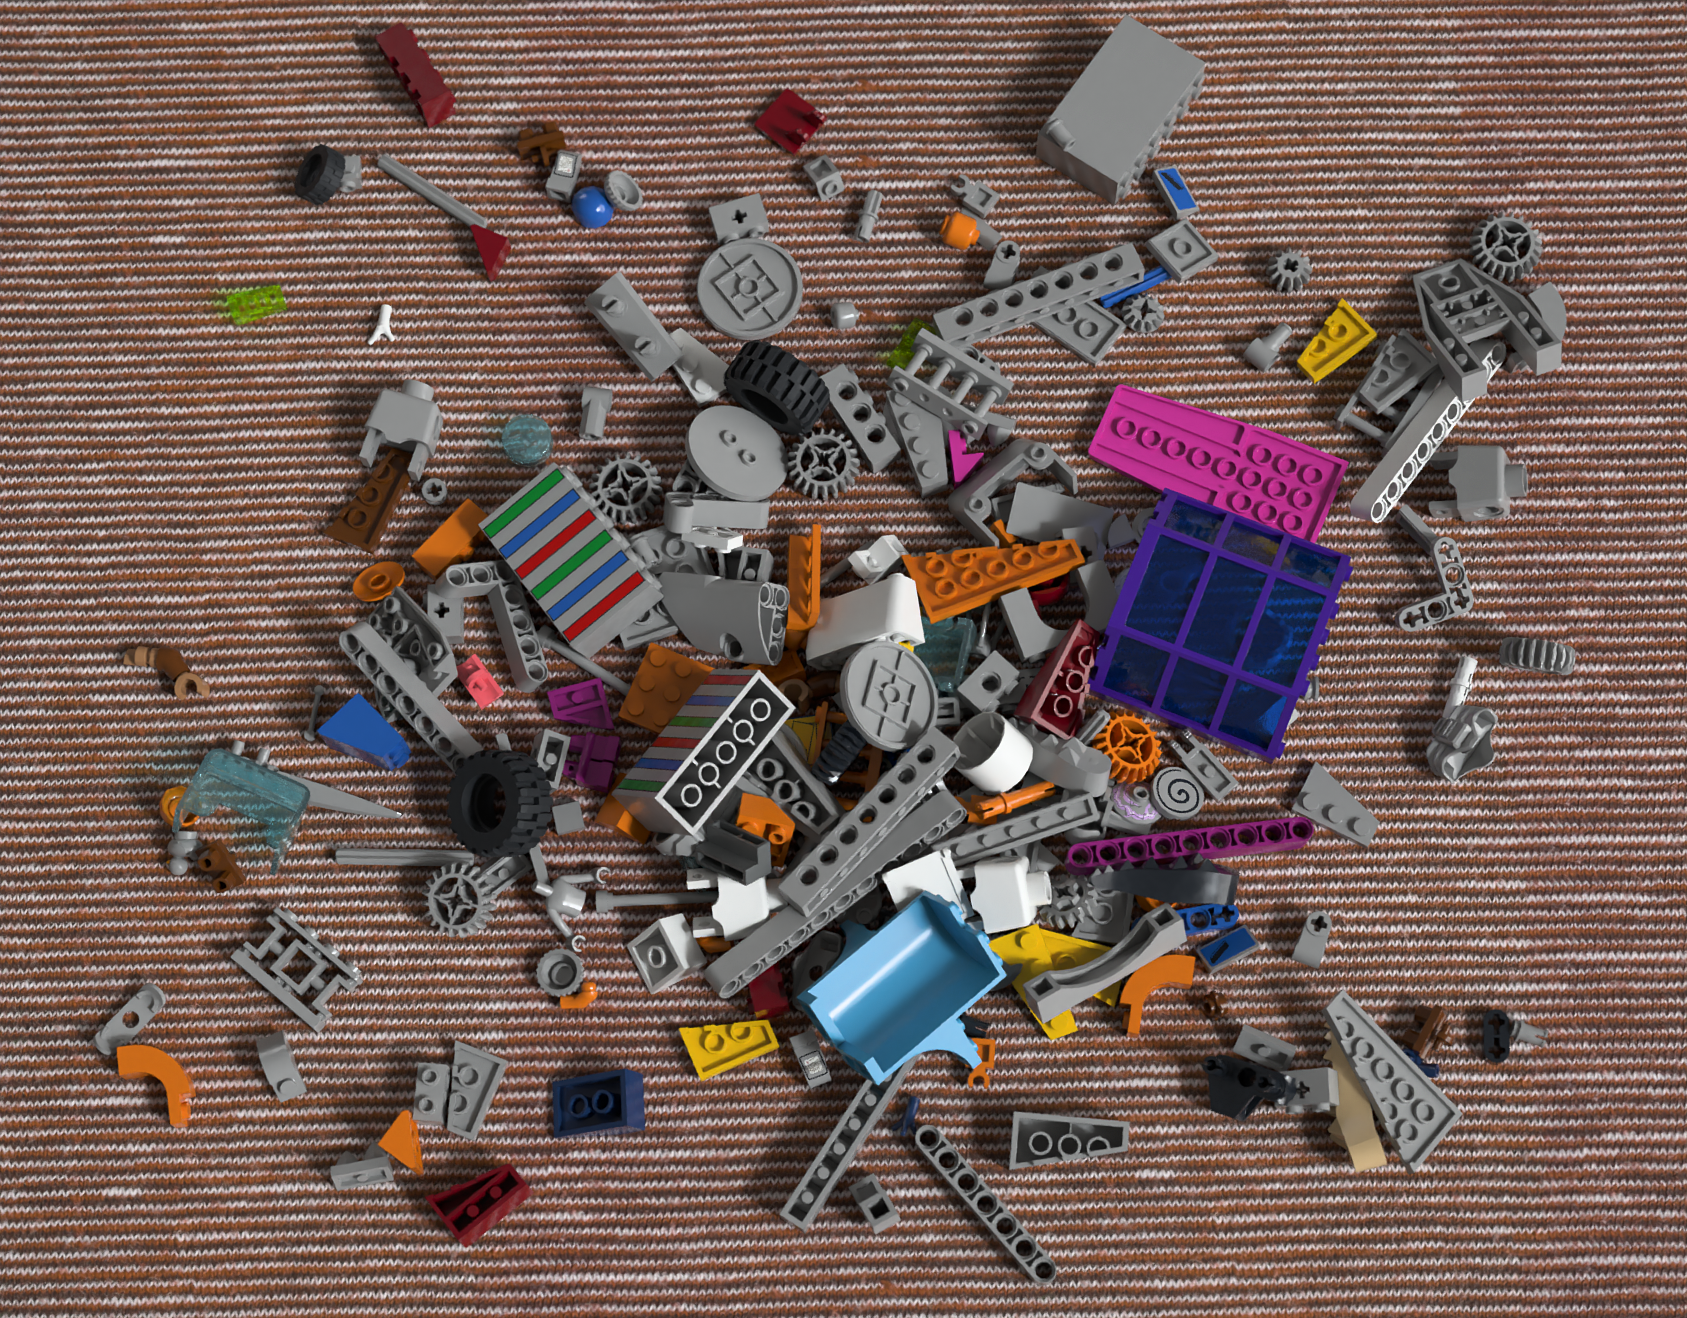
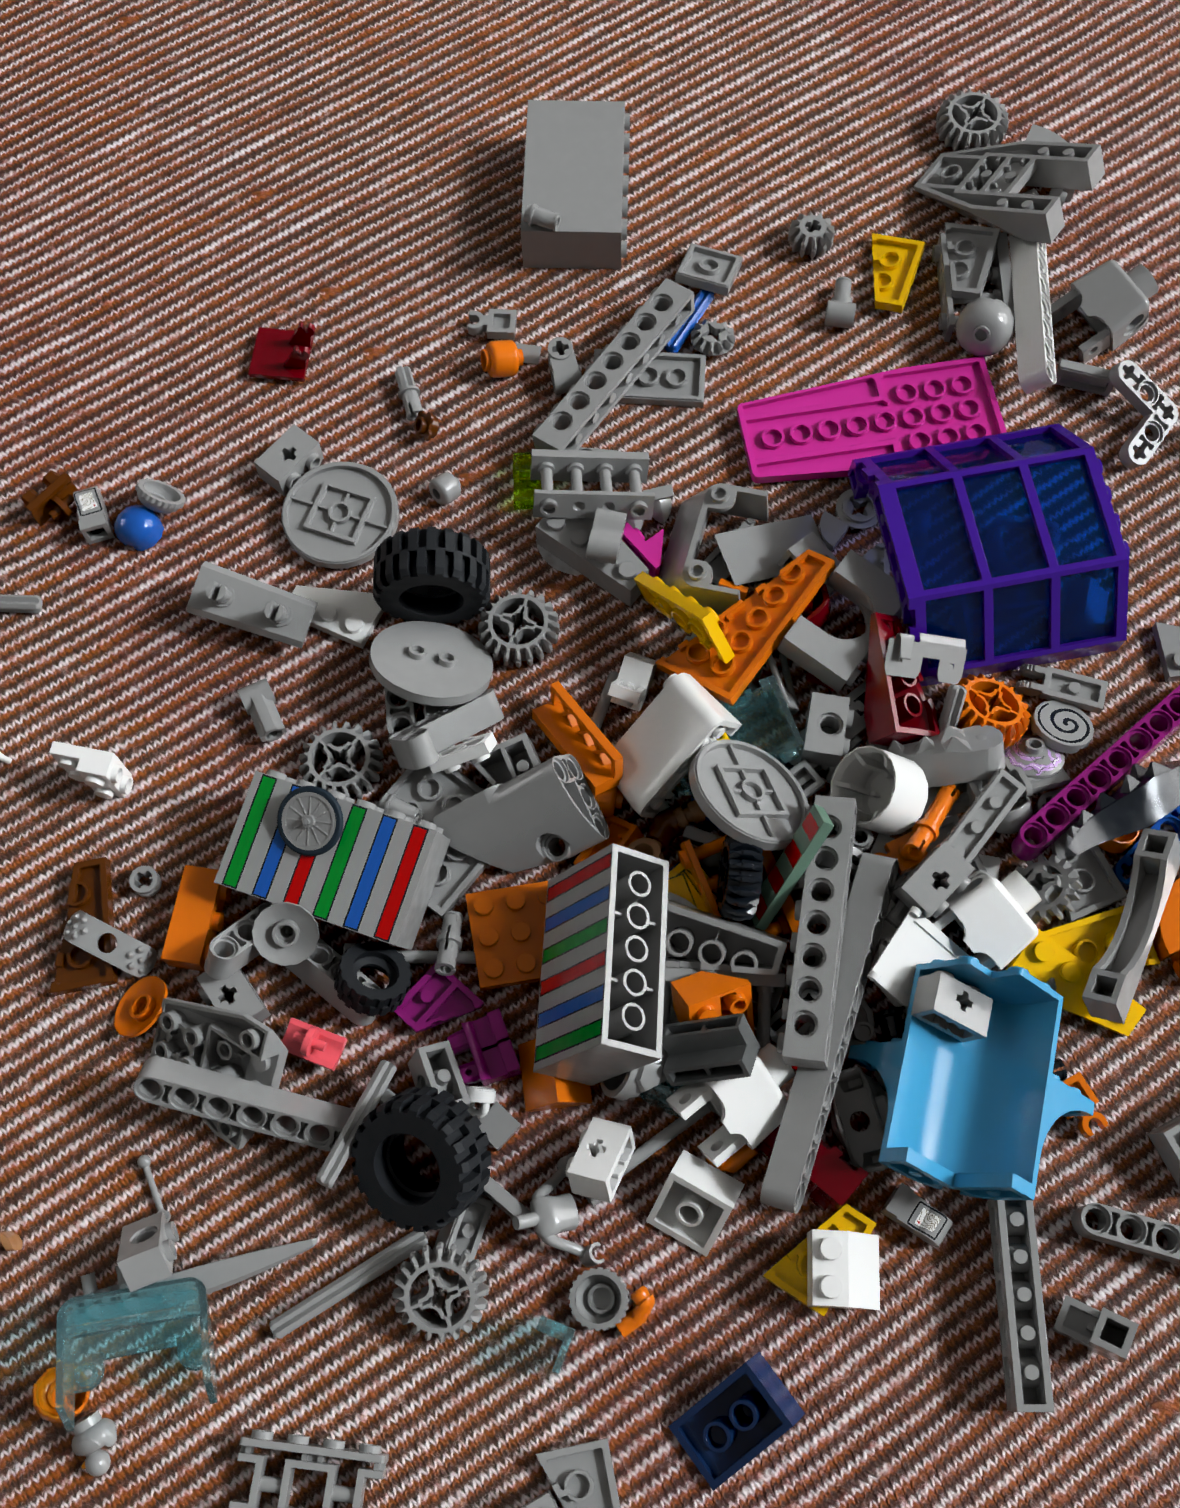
camera: 35 degrees left, 5 degrees down
(220, 866) = (148, 1432): reddish brown hips -> none
(287, 750) = (147, 1251): none -> light grey brick
(365, 735) = (225, 1178): blue slope -> none
(392, 539) = (129, 953): none -> light grey piece
(404, 422) = (72, 829): light grey piece -> none
(448, 388) = (95, 768): none -> white plate
(490, 742) = (343, 1146): none -> light grey axle
(492, 249) = (60, 617): dark red slope -> none
(497, 600) = (282, 947): none -> light grey dish
(516, 985) = (559, 1332): none -> clear light blue panel
(527, 440) = (211, 775): clear light blue head -> none
(532, 674) = (366, 999): none -> black tyre
(567, 522) = (310, 820): none -> light grey wheel
(570, 789) = (480, 1095): none -> white tile
(616, 670) = (449, 943): none -> light grey pin
(620, 883) = (600, 1159): none -> white brick
(732, 1057) = (843, 1270): none -> white slope
(824, 177) = (345, 380): light grey bracket -> none
(862, 253) = (426, 425): none -> reddish brown plate
(877, 454) = (506, 570): light grey brick -> none
(879, 765) = (792, 865): none -> sand green tile
(908, 1117) = (1053, 1210): dark blue bar -> none
(913, 925) = (952, 1006): none -> light grey brick
(929, 434) = (606, 535): none -> light grey axle
(944, 531) = (686, 613): none -> yellow wing
(954, 777) = (864, 835): none -> light grey pin
(989, 829) = (944, 864): none -> light grey brick
(1079, 668) = (906, 656): none -> light grey piece
(1174, 192) = (665, 230): slope -> none
(1363, 439) = (984, 326): none -> light grey cylinder

